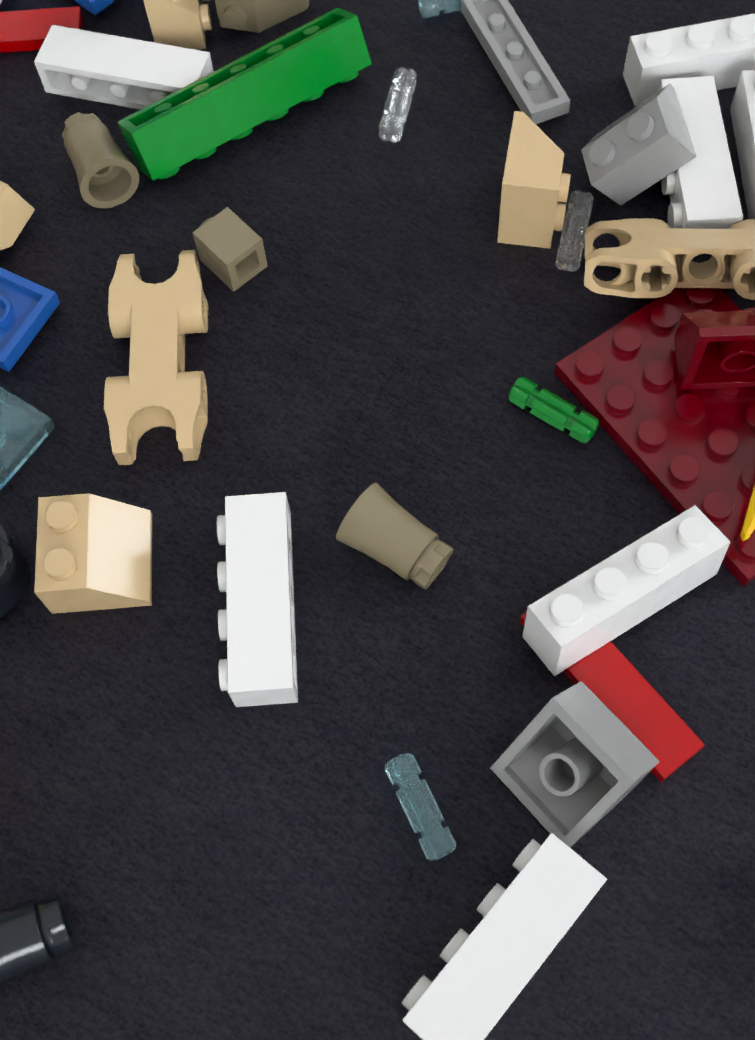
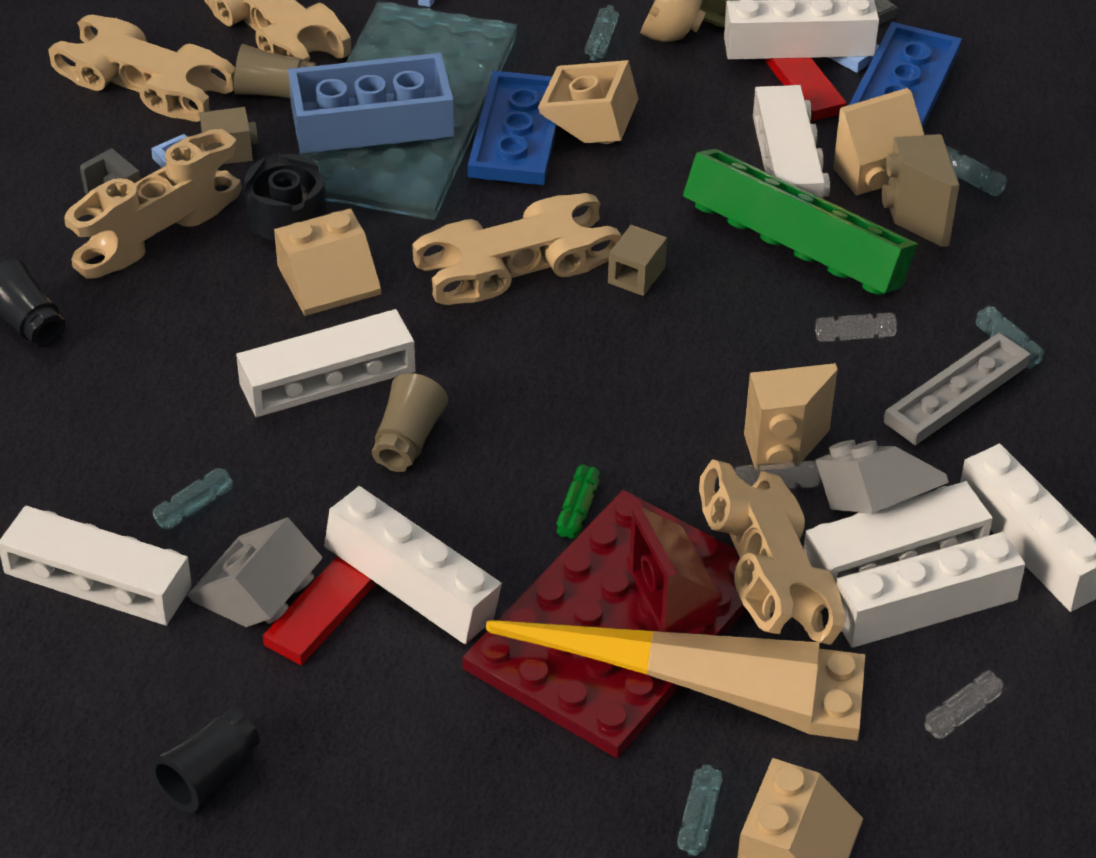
camera: 65 degrees right, 20 degrees down
(101, 167) = (670, 162): dark tan plant -> none

